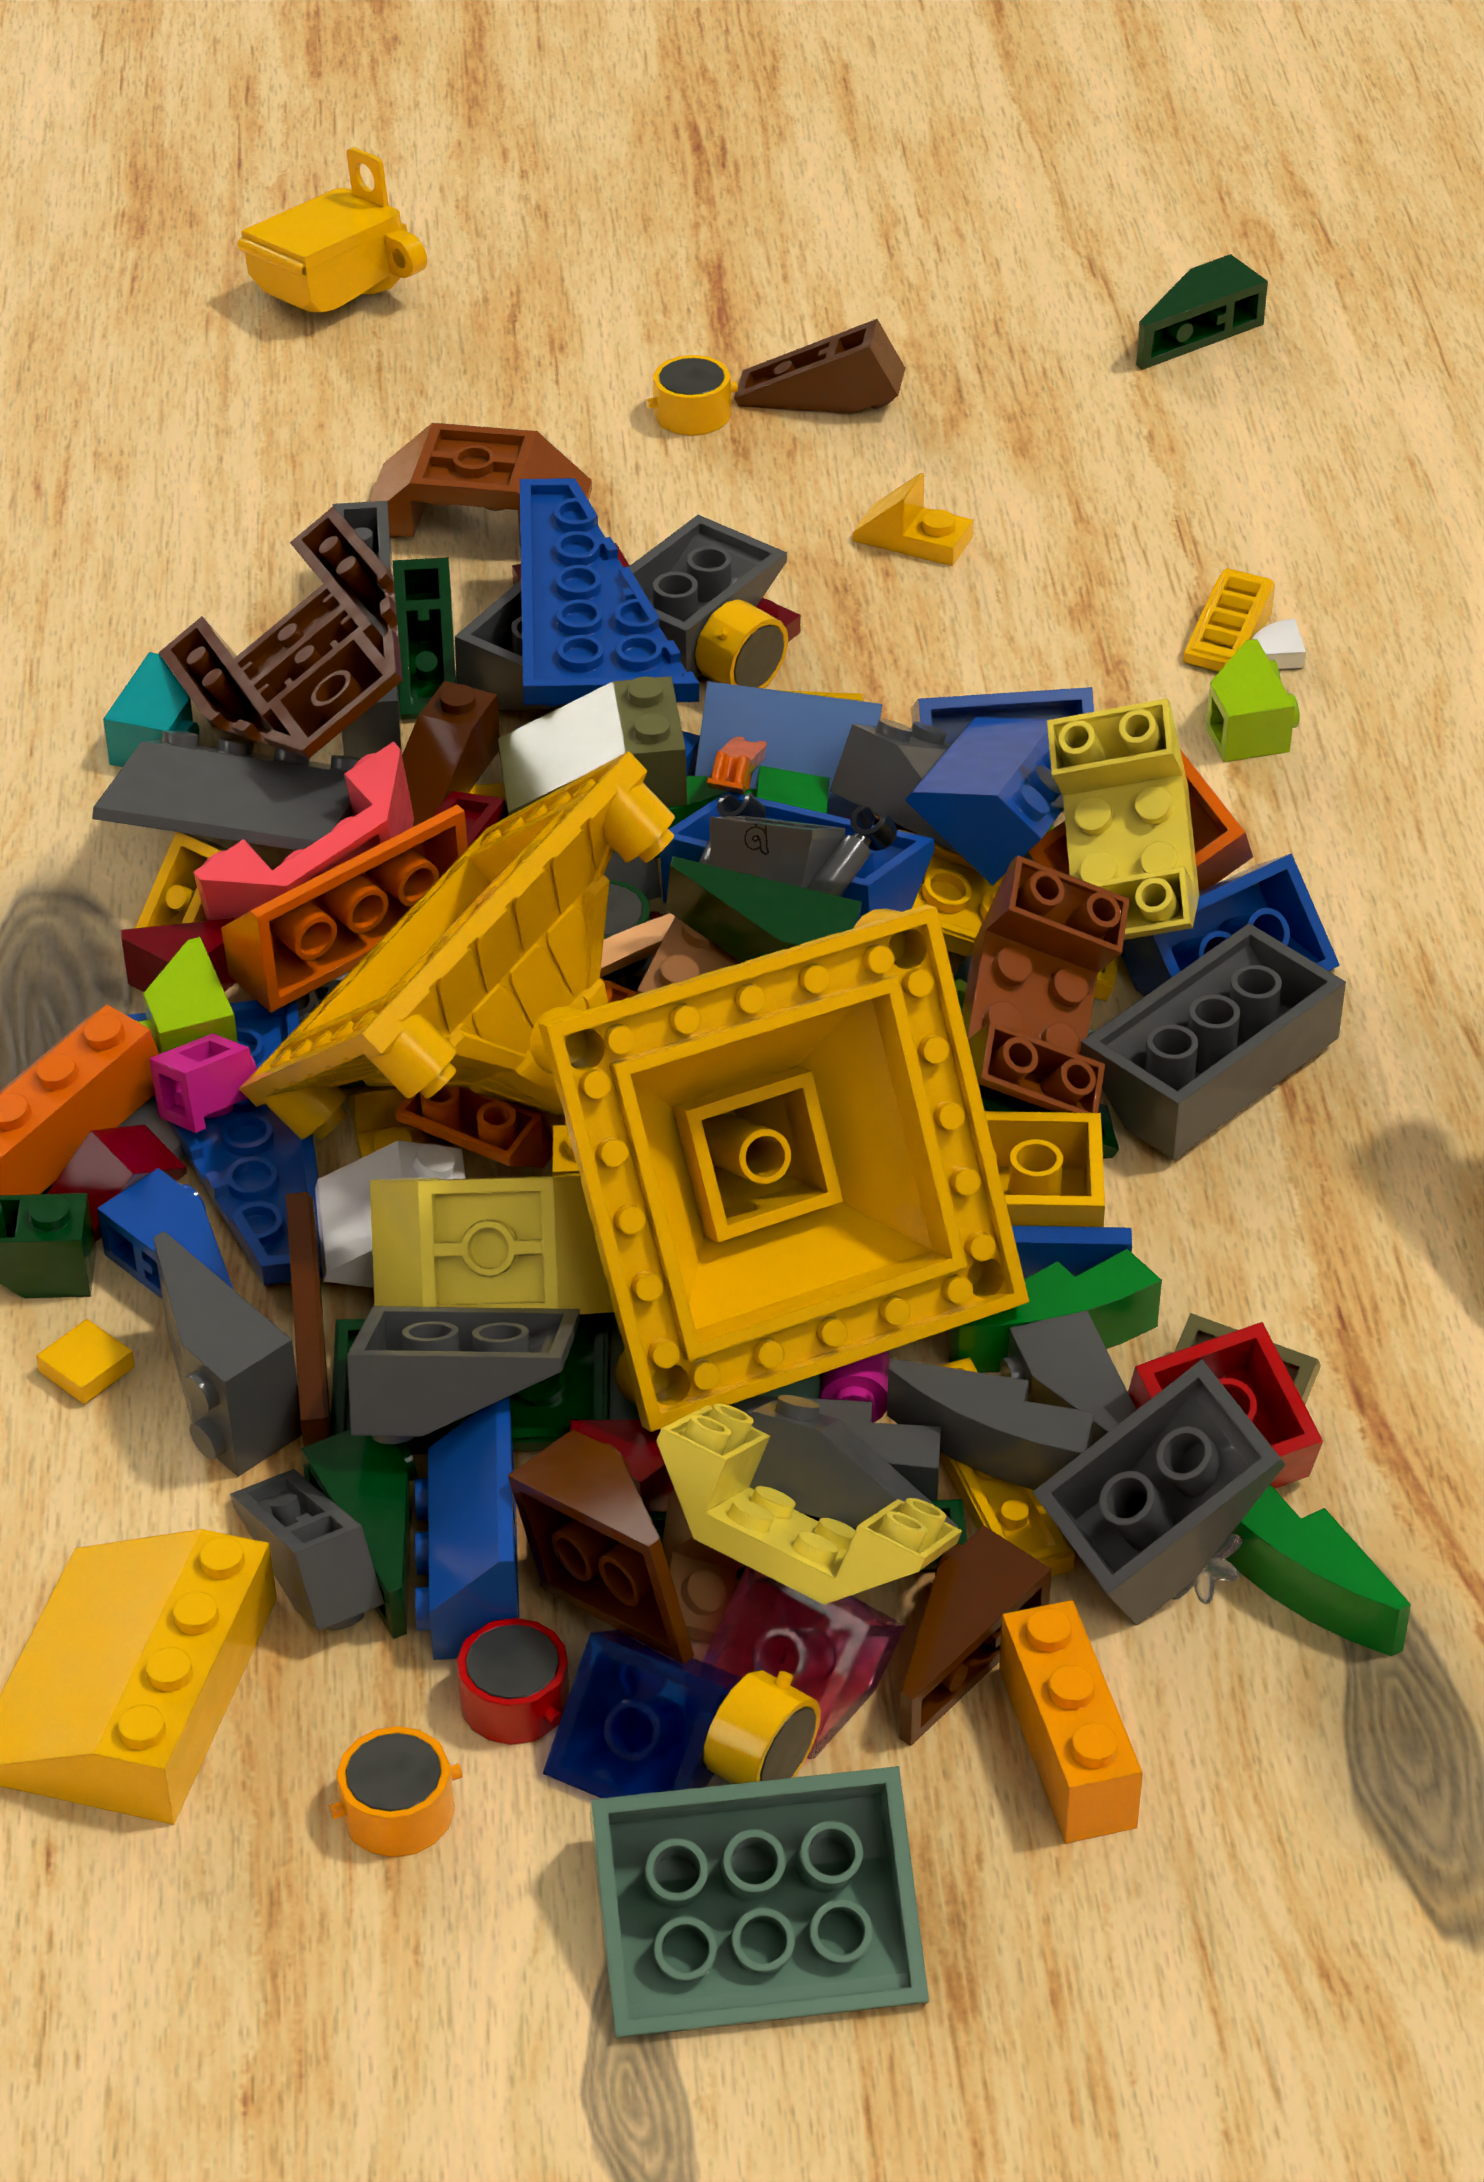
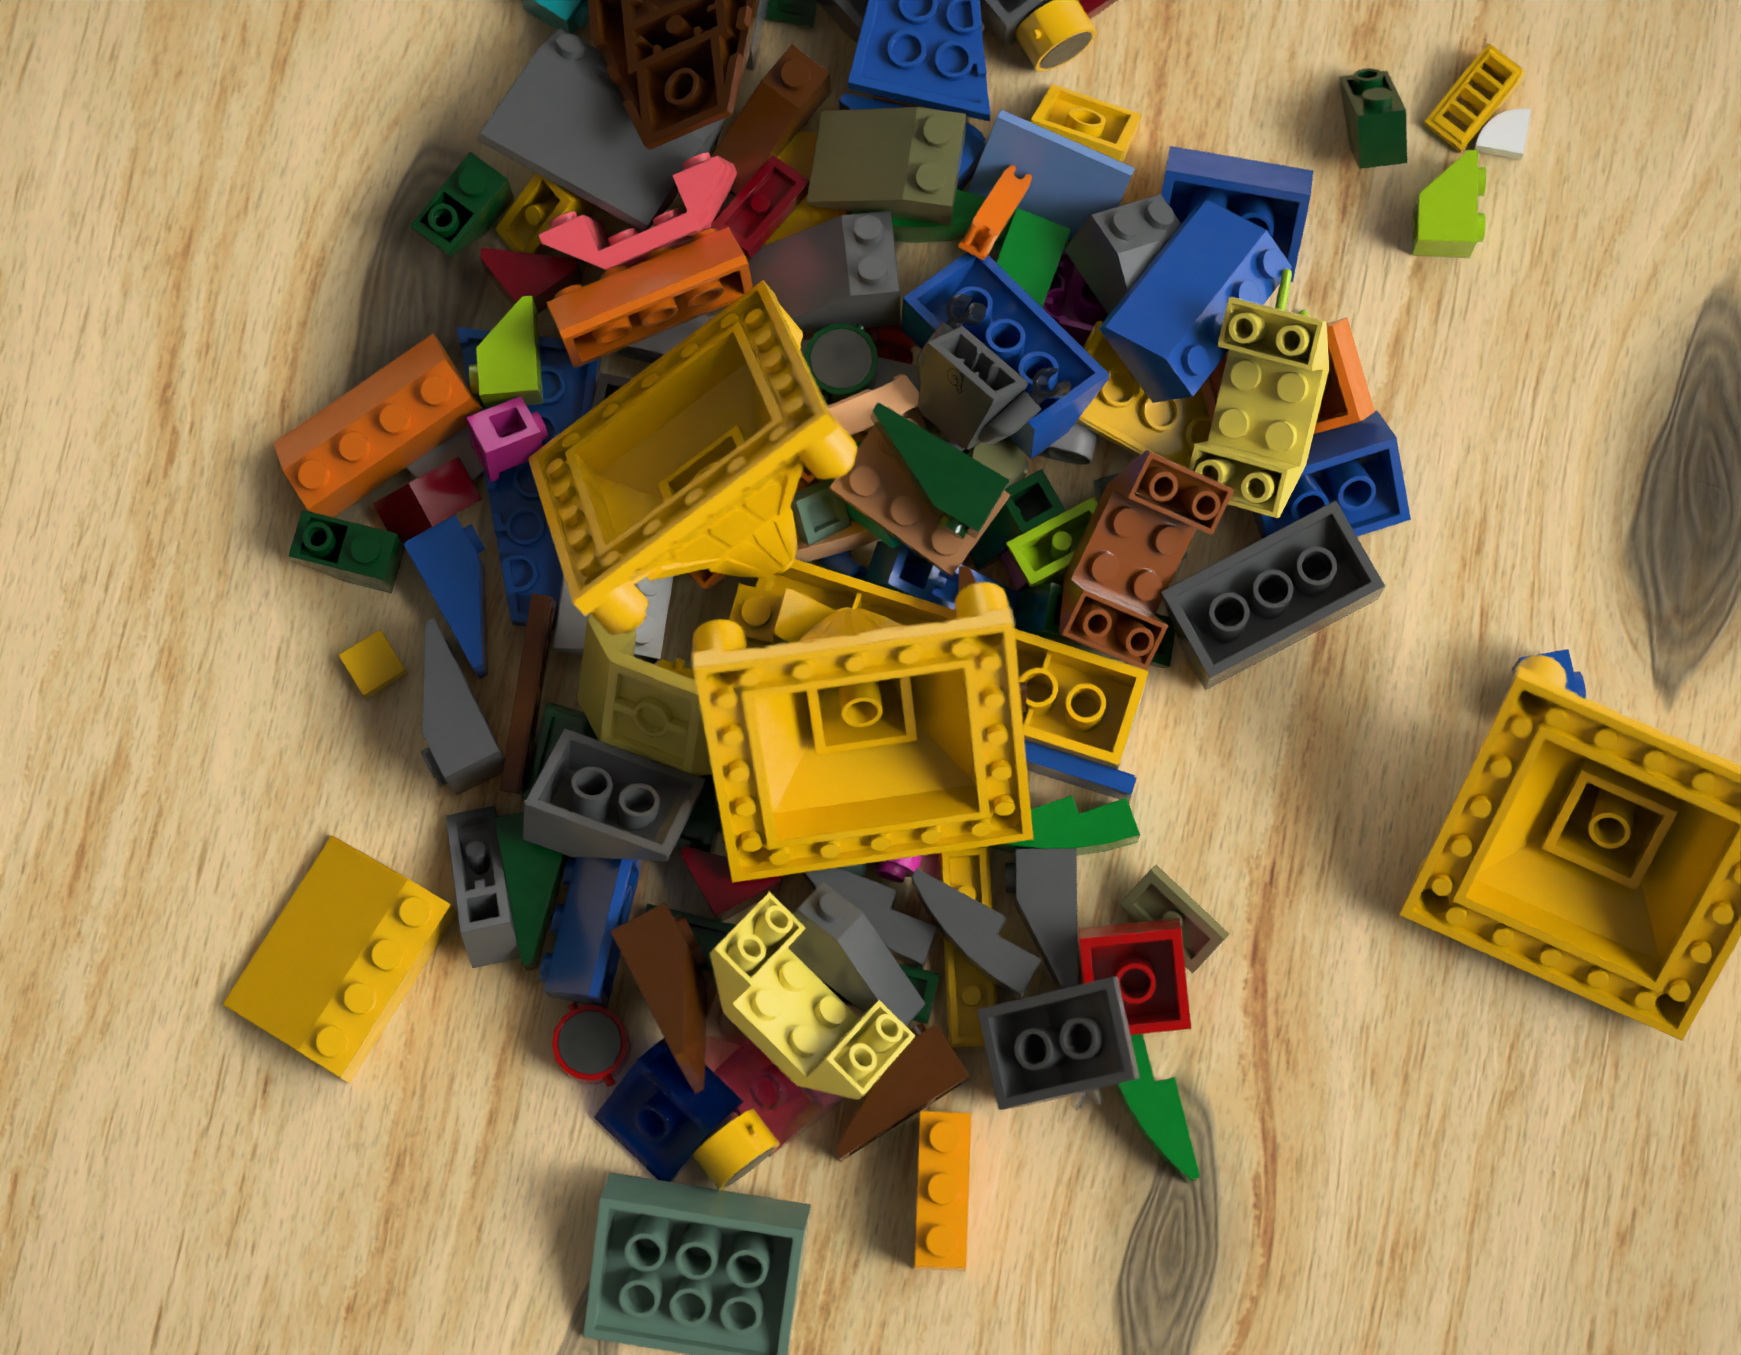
camera: 20 degrees right, 35 degrees up
(91, 902) = (464, 206): none -> dark green slope
(395, 1791) = (492, 1113): piece -> none
(1130, 649) = (1374, 118): none -> dark green slope

